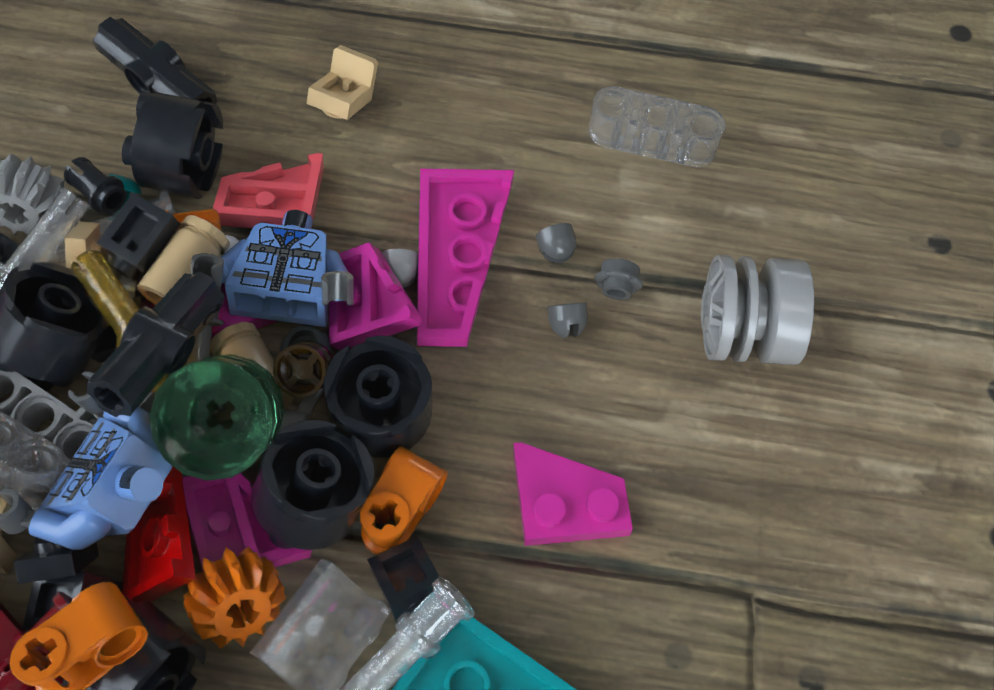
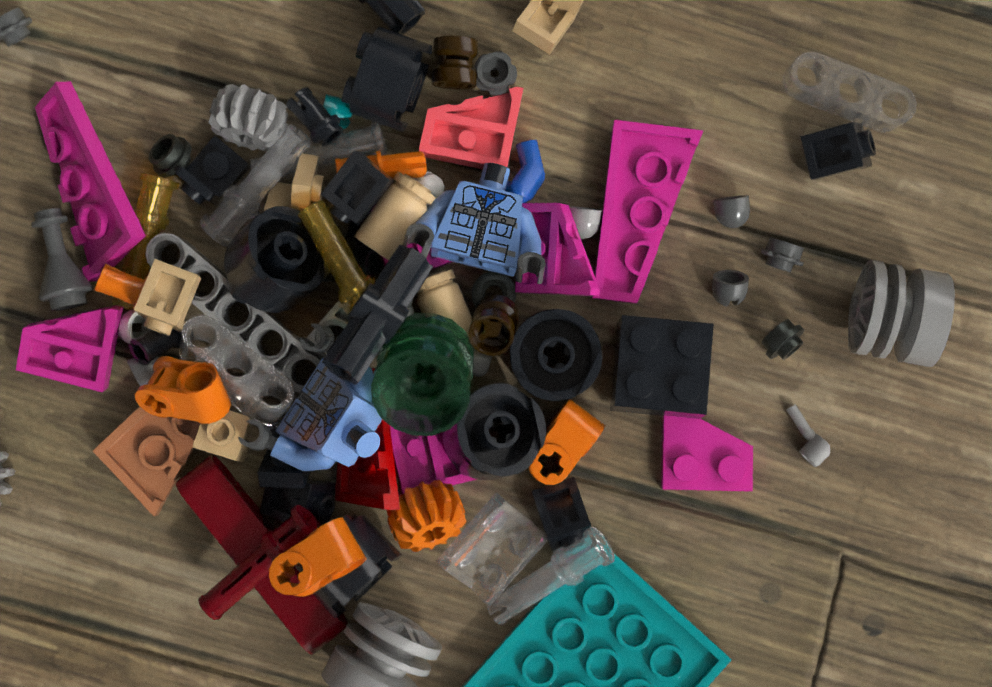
camera: 15 degrees right, 25 degrees up
(249, 134) = (455, 62): none -> dark brown wheel
(289, 135) = (495, 61): none -> dark grey plate
(338, 226) = (531, 174): none -> blue arm
(504, 398) = (661, 367): none -> black brick
(636, 361) = (783, 340): none -> pearl dark grey plate
(655, 177) = (838, 150): none -> black bracket
(697, 470) = (816, 448): none -> light grey hand

